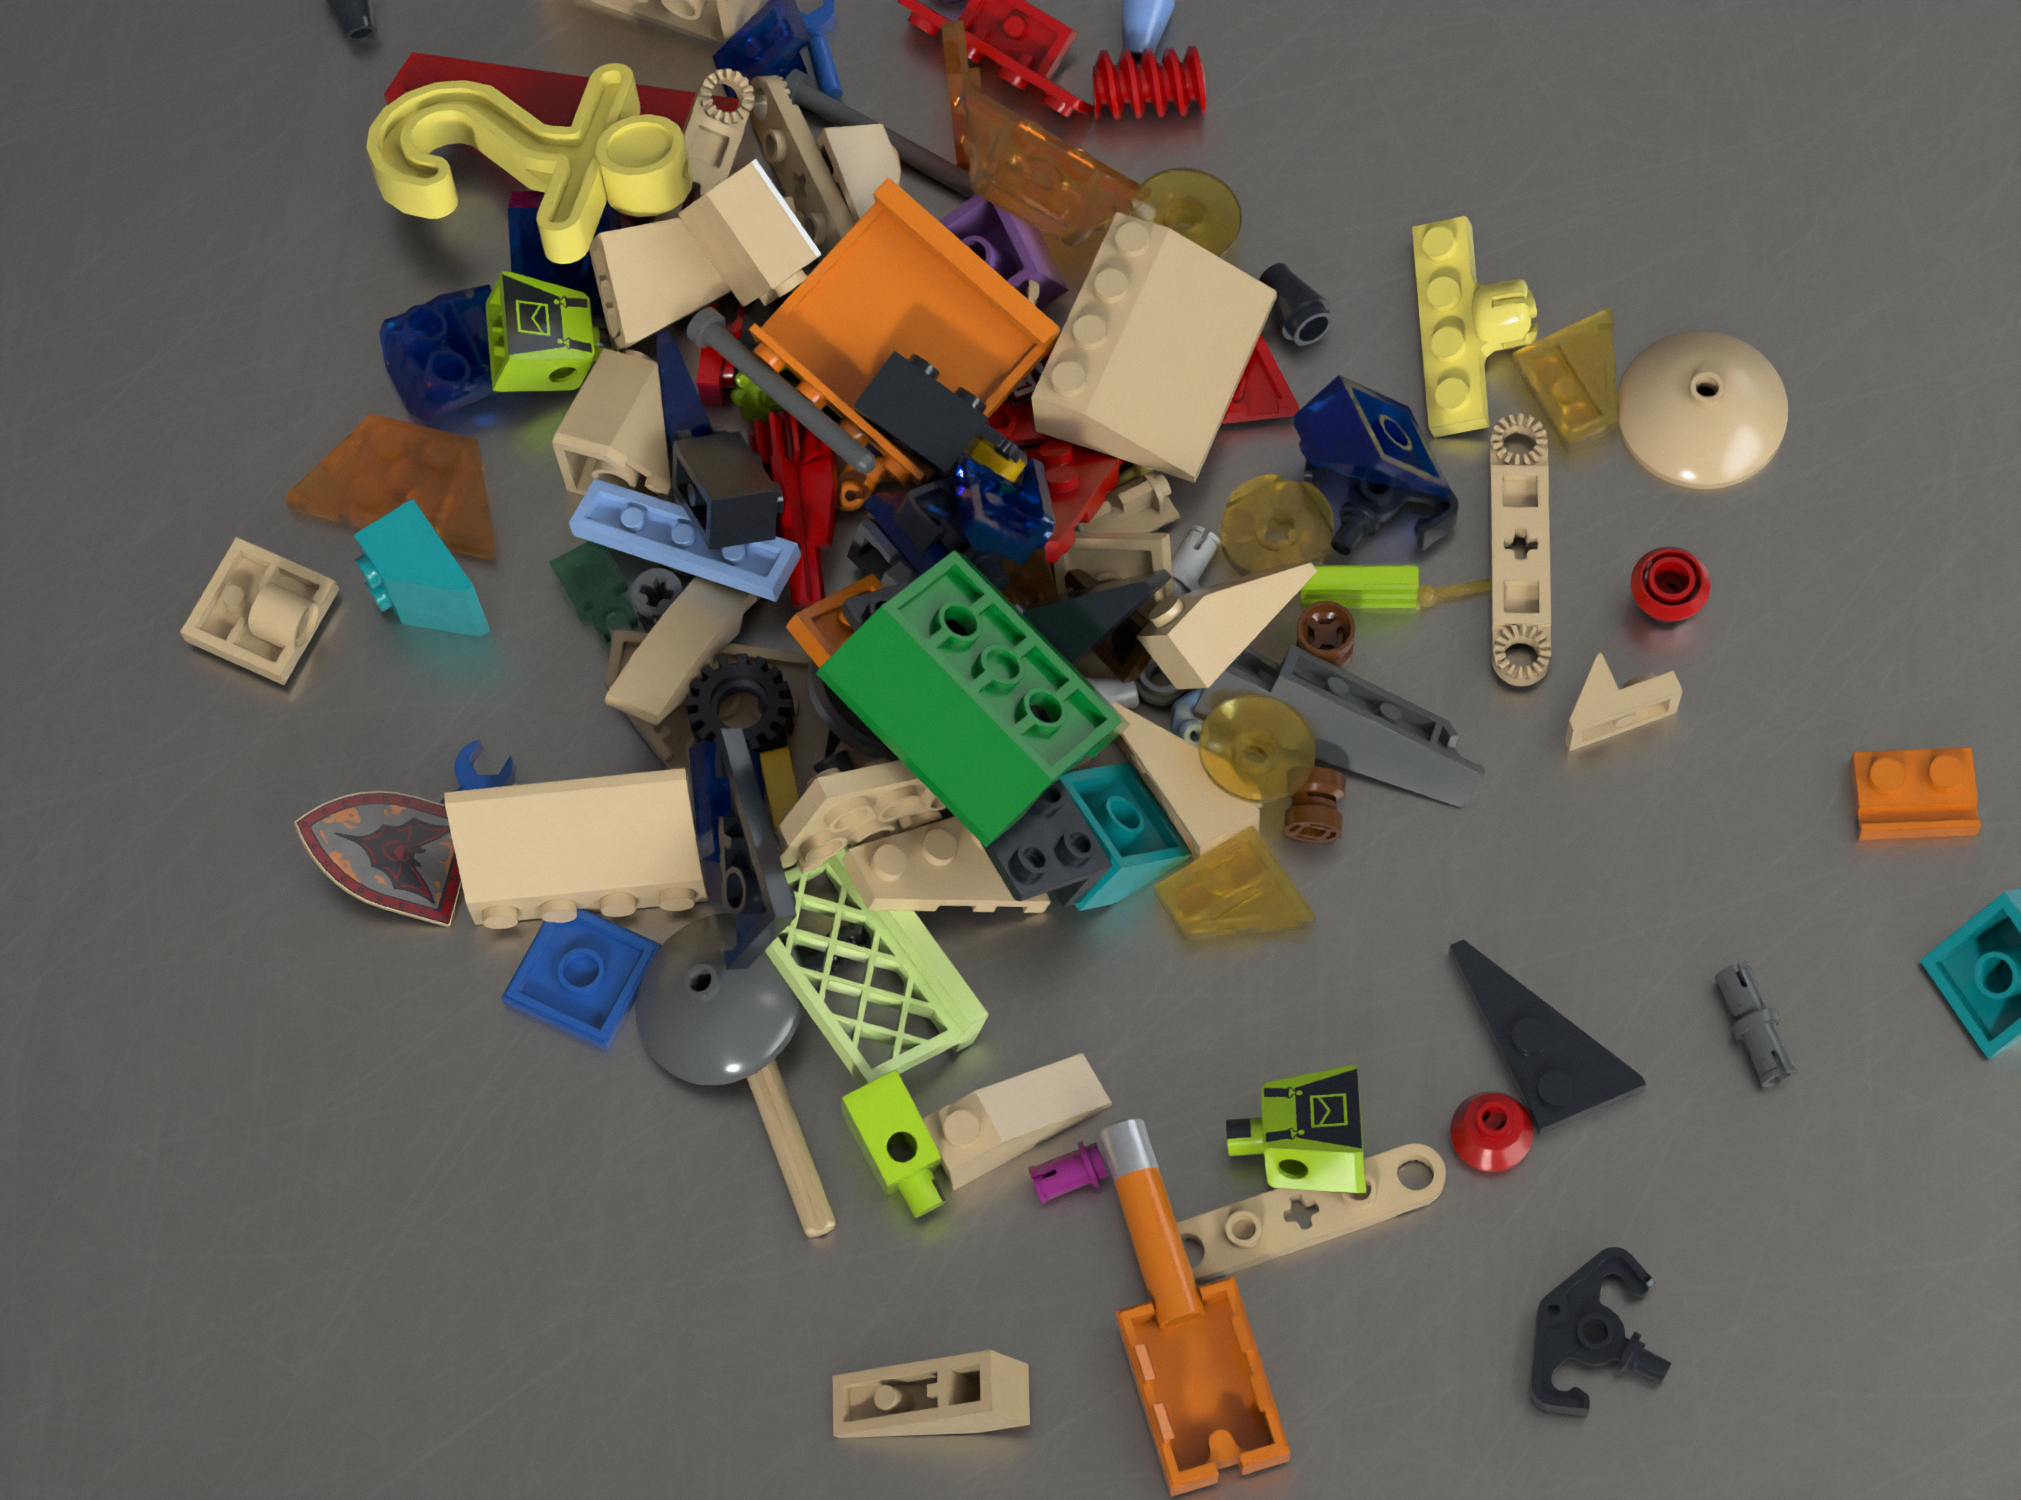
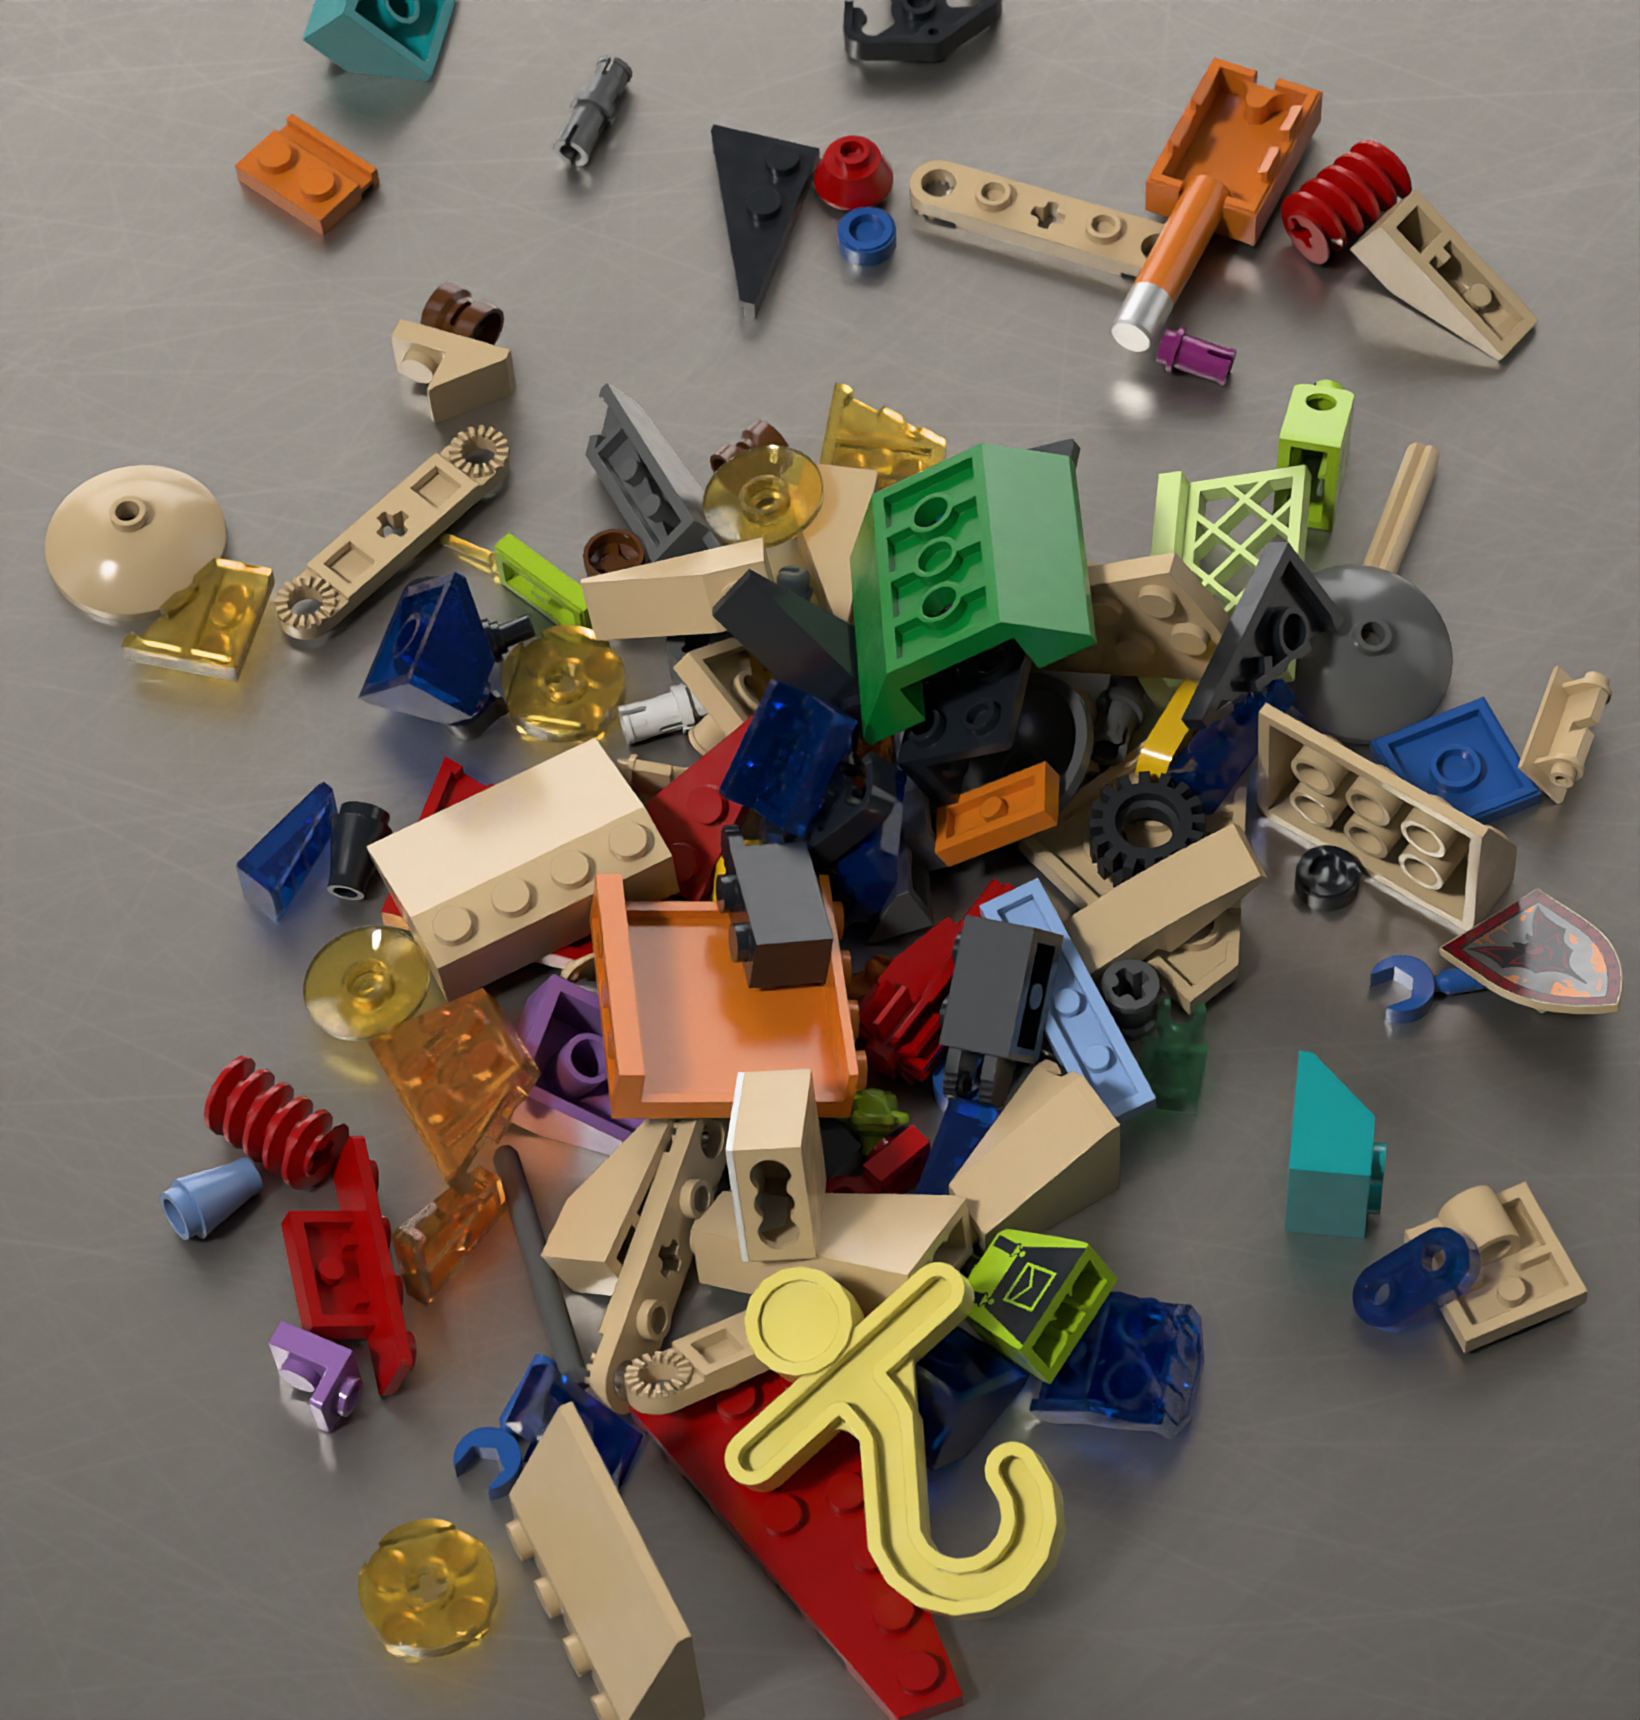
camera: 140 degrees left, 10 degrees down
(298, 548) = (1413, 1283): none -> clear blue plate
(395, 461) = (1264, 1293): clear orange wing -> none
(524, 1068) = (1561, 731): none -> tan hinge
(709, 329) = (881, 1156): dark grey bar -> none
(1013, 1117) = (1205, 415): tan slope -> none
(1068, 1404) = (1344, 199): none -> red piece
(1307, 1132) = (992, 240): lime torso -> none
(1328, 243) = (286, 854): none -> clear blue slope
(1430, 1087) = (866, 236): none -> blue tile
(1463, 324) = (242, 730): light yellow plate -> none
(1651, 749) = (456, 312): none -> reddish brown wheel
(1670, 584) = (319, 410): red cone -> none

